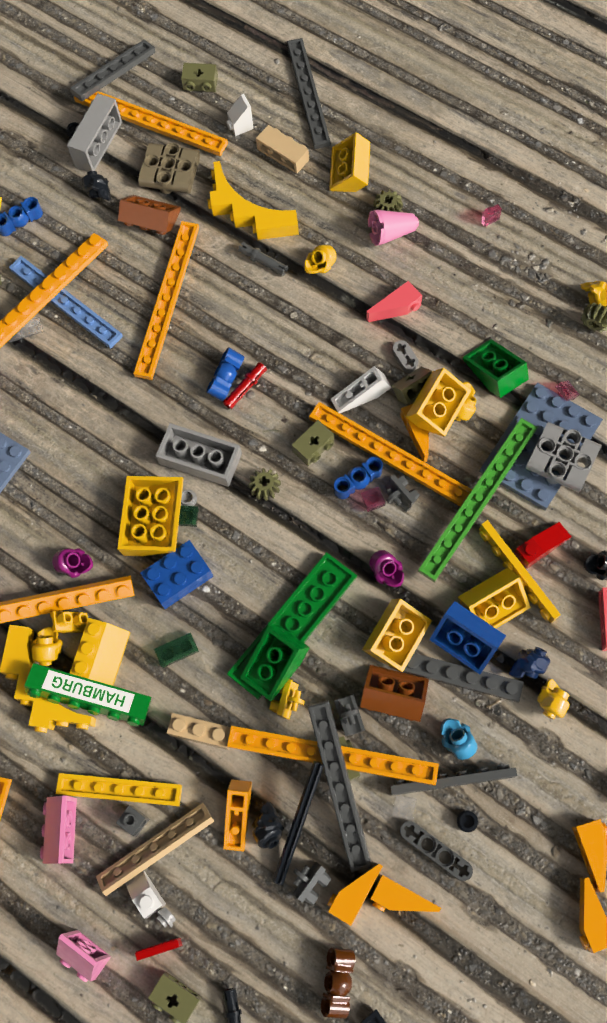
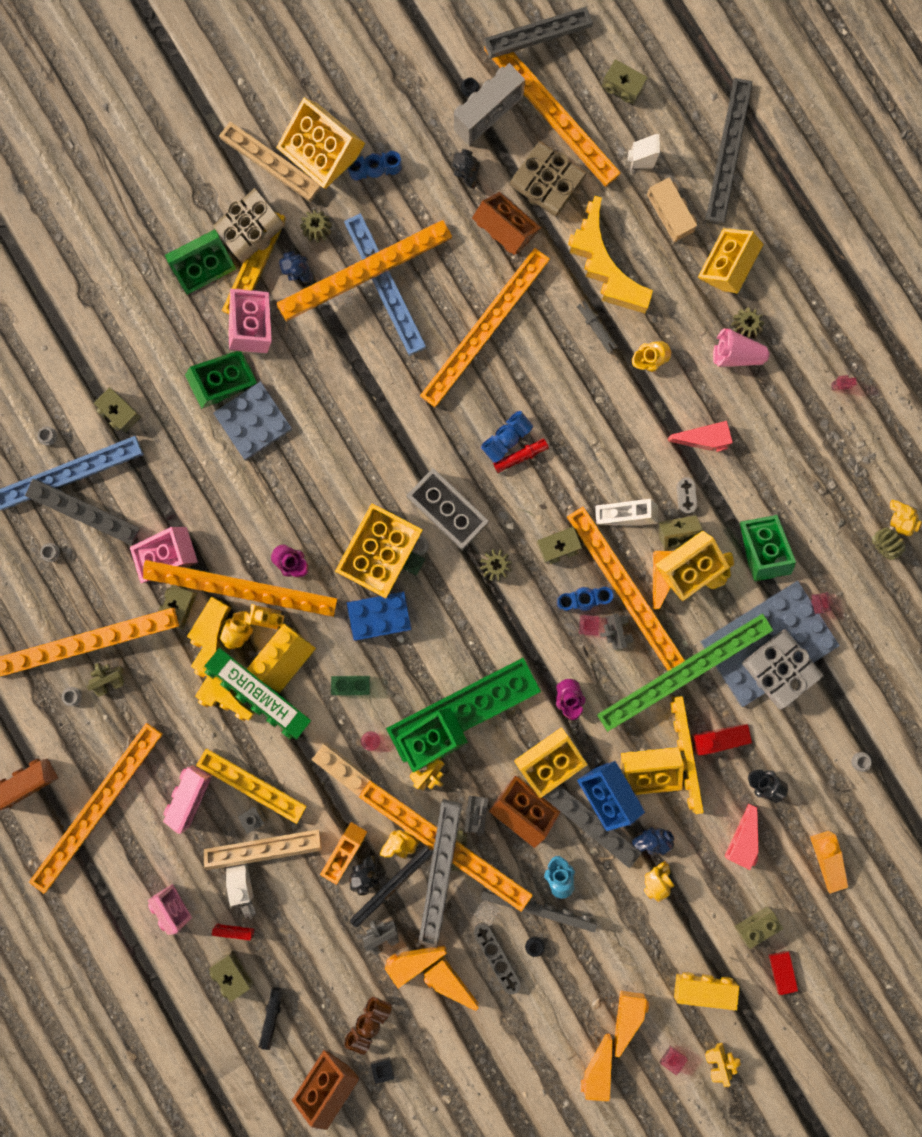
camera: 20 degrees right, 15 degrees up
(217, 694) = (370, 741): none -> clear pink plate
(289, 777) = (400, 843): none -> yellow head

